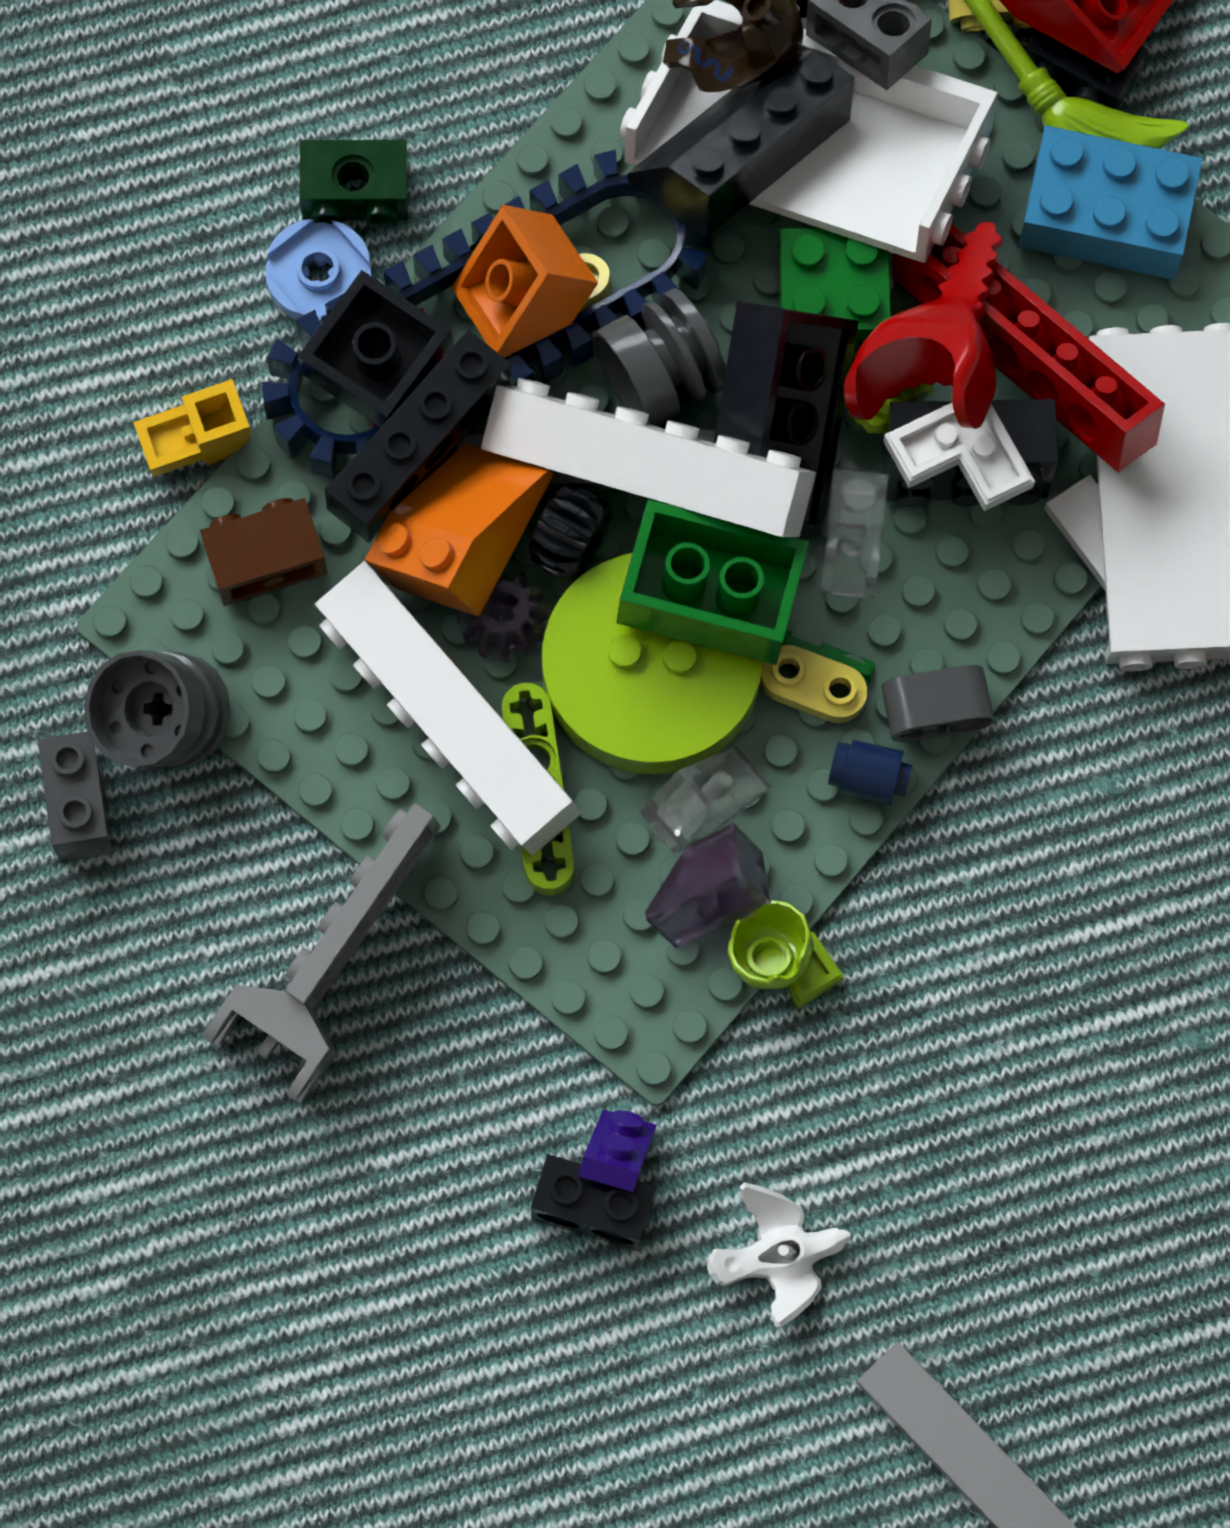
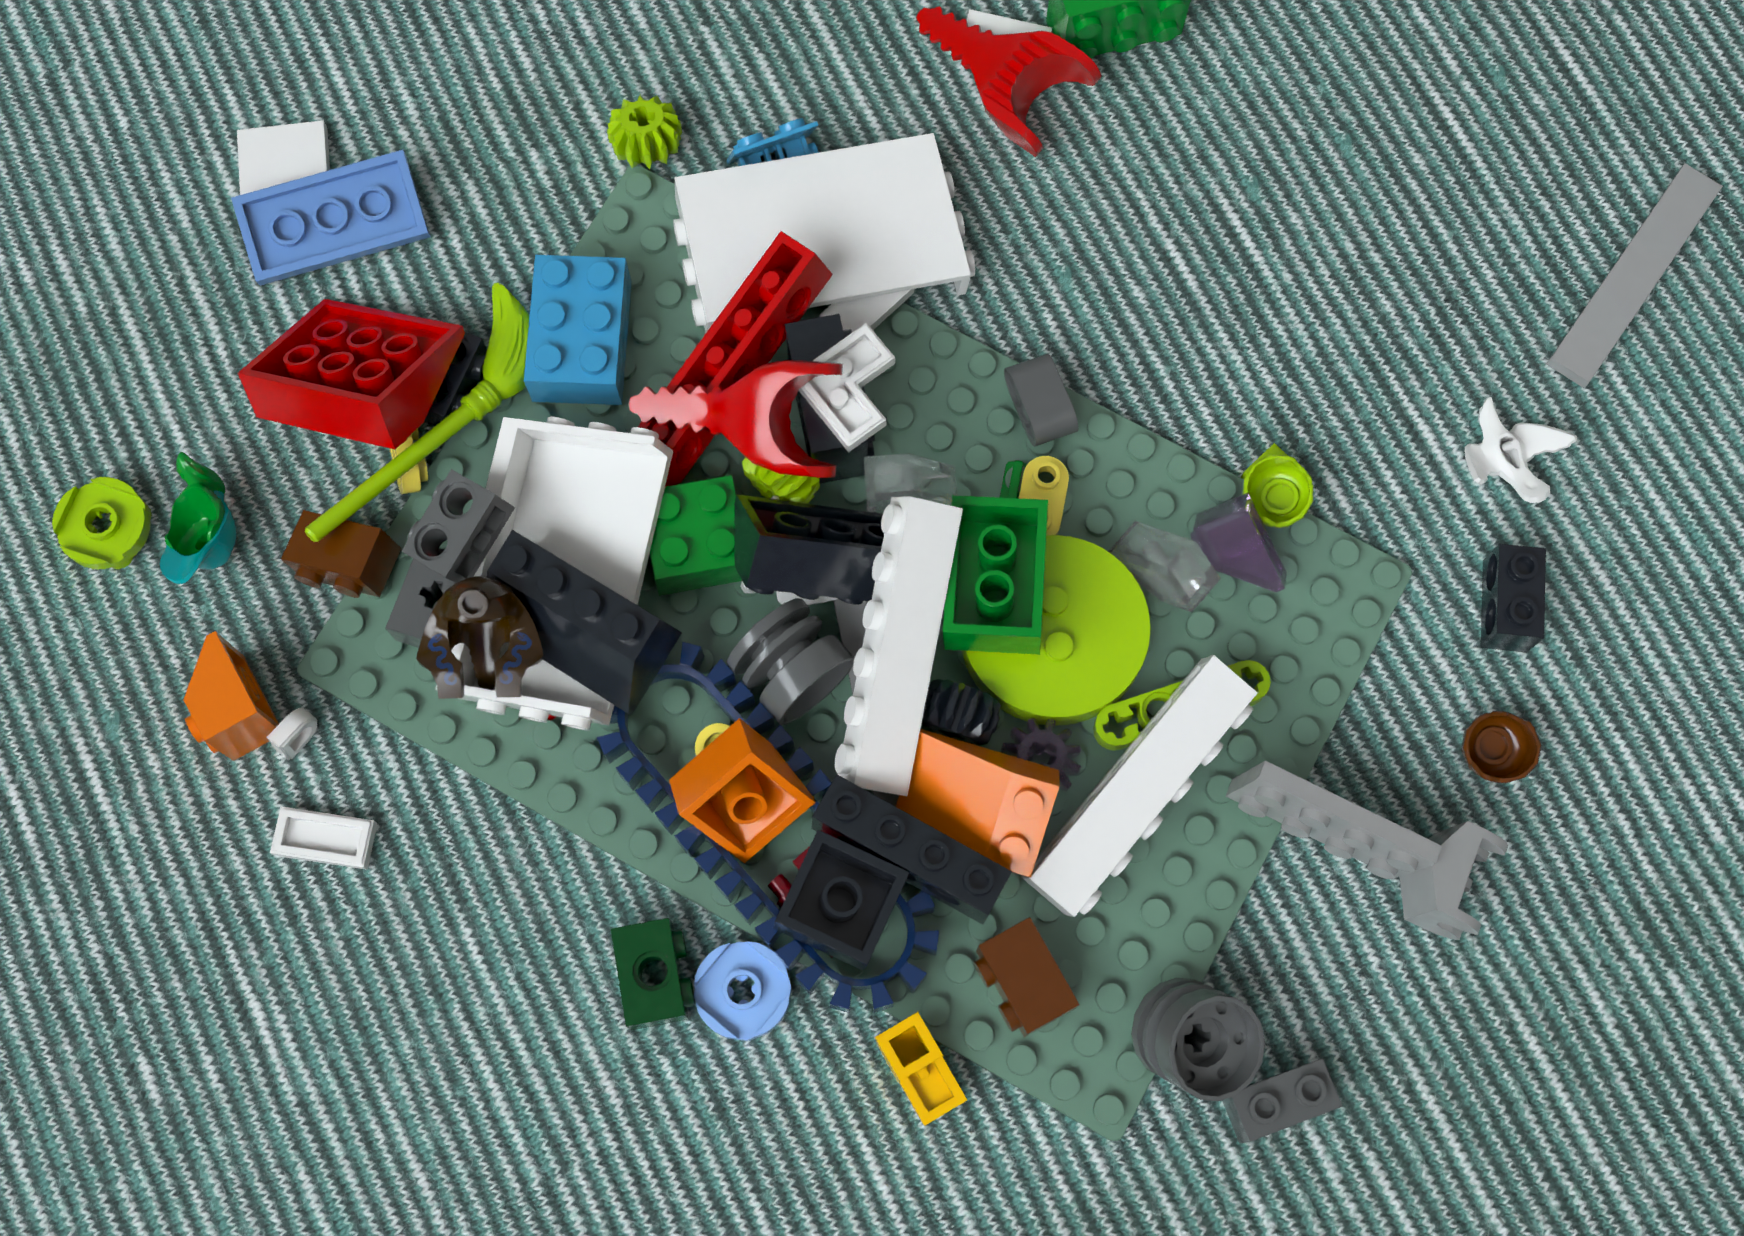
camera: 100 degrees left, 0 degrees up
(417, 1138) = (1501, 747): none -> reddish brown hair
(617, 1149) = (1473, 582): dark purple plate -> none
(869, 771) = (1111, 442): dark blue brick -> none

